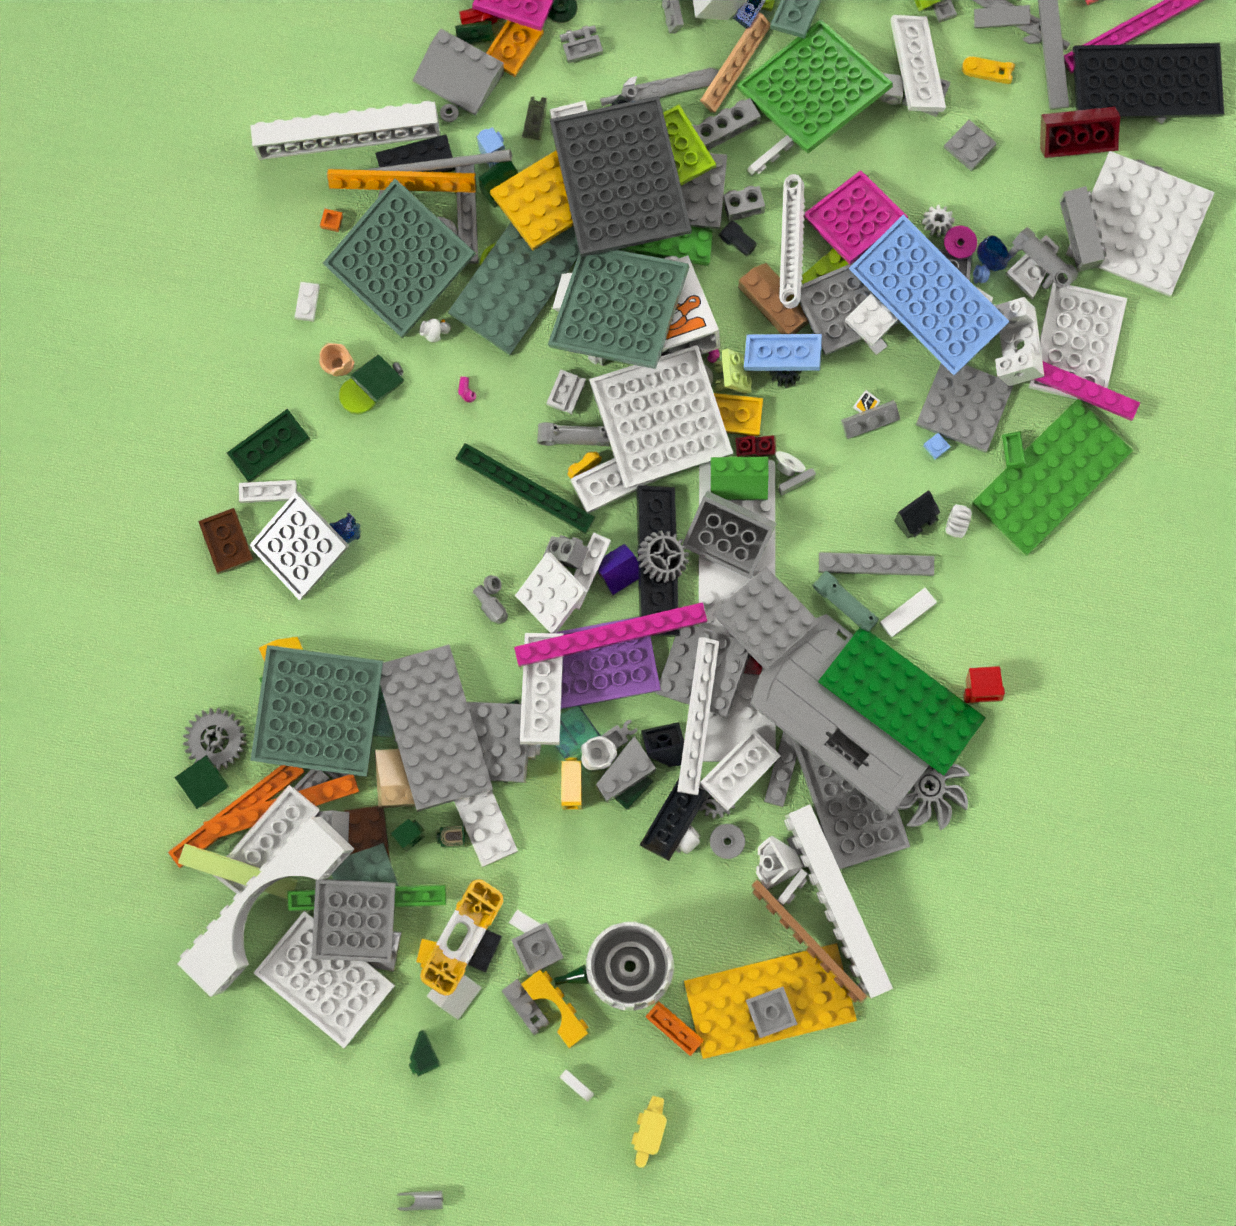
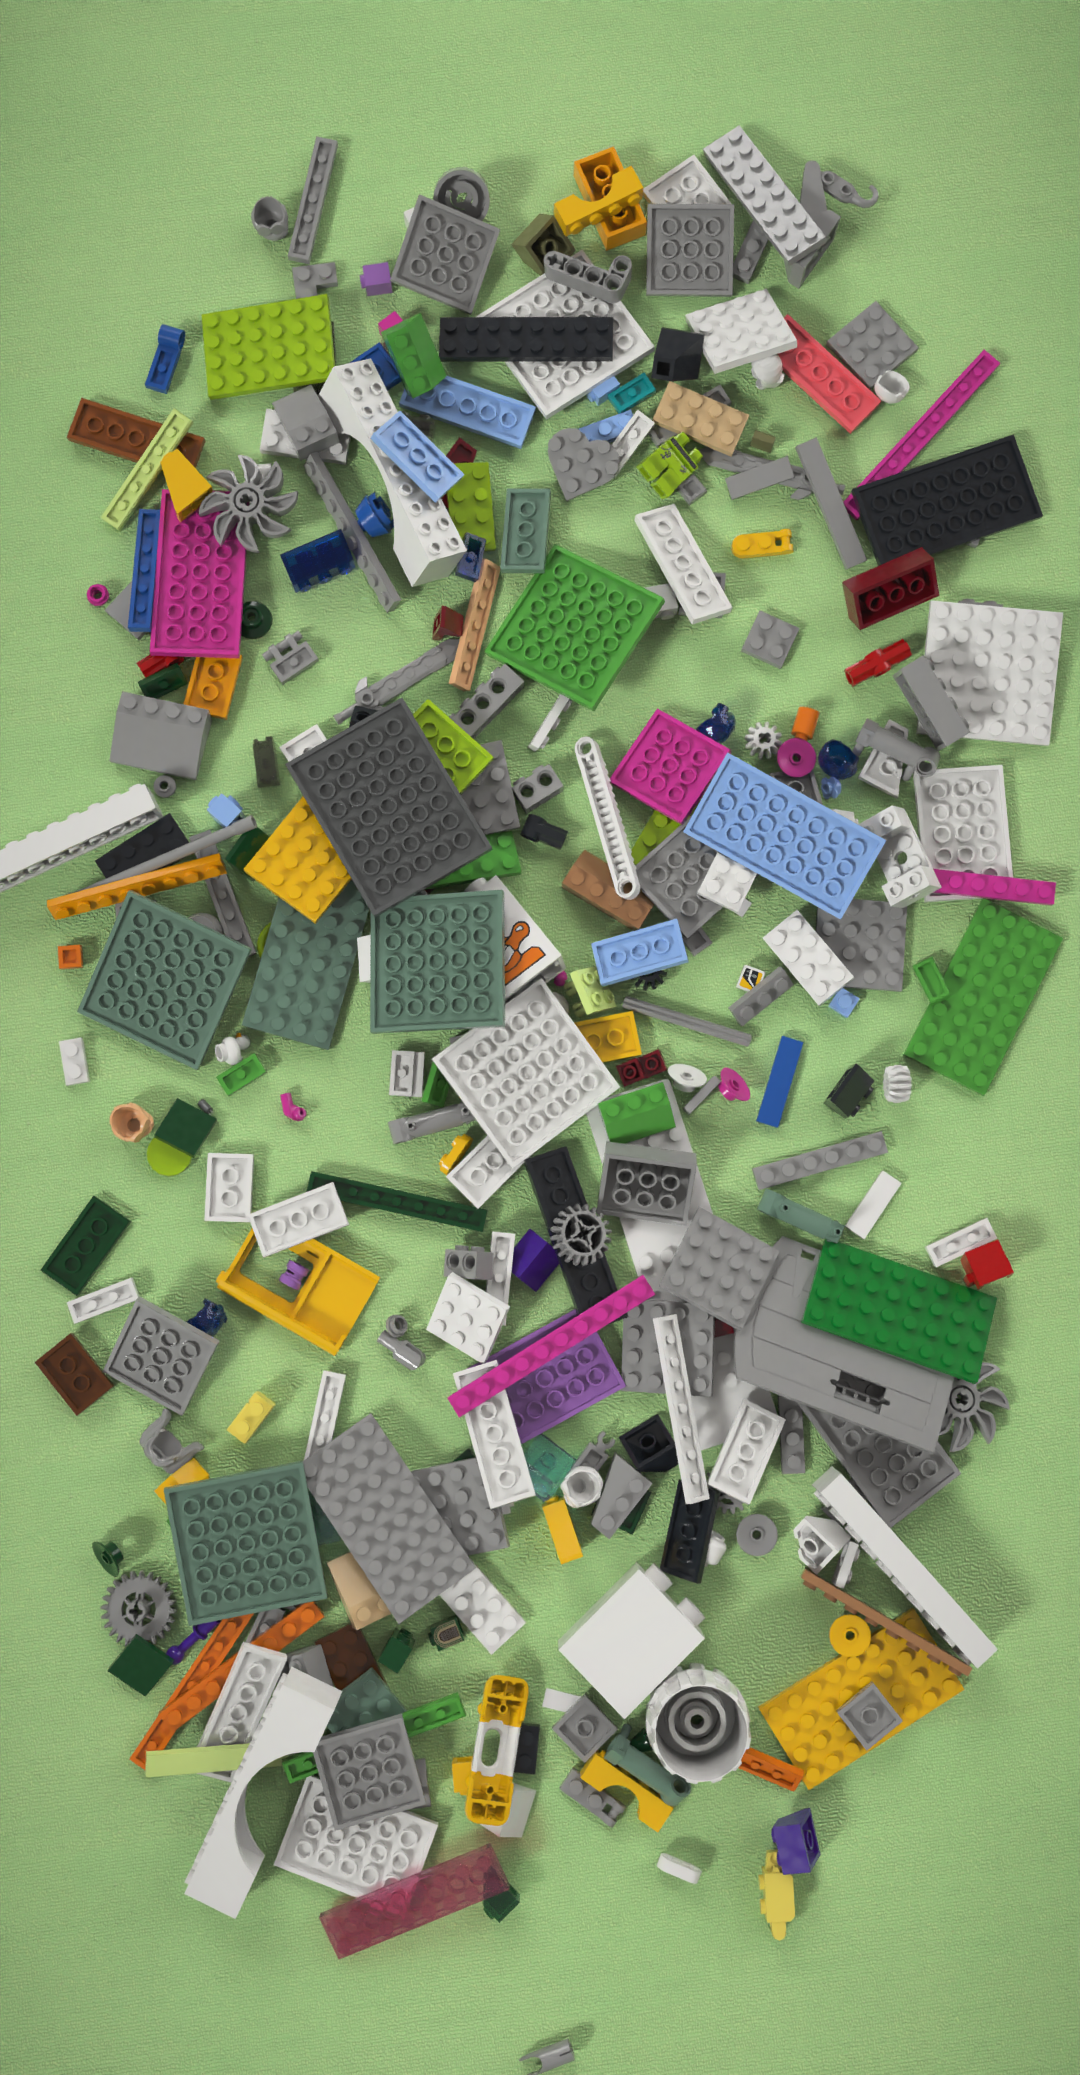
camera: 25 degrees left, 5 degrees up
(204, 689) = (108, 1556): none -> dark green piece
(257, 772) = (200, 1632): none -> dark purple pin
(277, 620) = (164, 1448): none -> light grey hair
(353, 618) = (251, 1417): none -> light yellow brick
(356, 1036) = (414, 1901): none -> clear pink plate
(396, 435) = (229, 1187): none -> white plate
(414, 631) = (325, 1411): none -> white plate
(424, 519) = (294, 1275): none -> medium lavender wheel
(435, 351) = (241, 1074): none -> bright green plate
(442, 475) = (298, 1219): none -> white tile
(444, 548) = (326, 1303): none -> yellow piece
(586, 409) = (436, 1088): none -> bright green plate
(591, 1012) = (670, 1787): none -> sand green piece
(600, 886) = (632, 1637): none -> white brick
(678, 1093) = (796, 1842): none -> dark purple slope
(714, 53) = (447, 623): none -> dark red slope
(779, 936) = (858, 1643): none -> yellow piece
(804, 421) = (687, 1021): none -> light grey axle
(824, 481) = (733, 1085): none -> dark pink piece
(833, 361) = (697, 942): none -> light grey plate
(863, 492) = (779, 1081): none -> blue tile
(906, 197) = (720, 725): none -> clear blue hair
(918, 400) = (808, 958): none -> white plate
(960, 665) = (960, 1242): none -> white plate
(977, 217) = (805, 723): none -> orange brick
(1050, 188) = (878, 662): none -> red piece

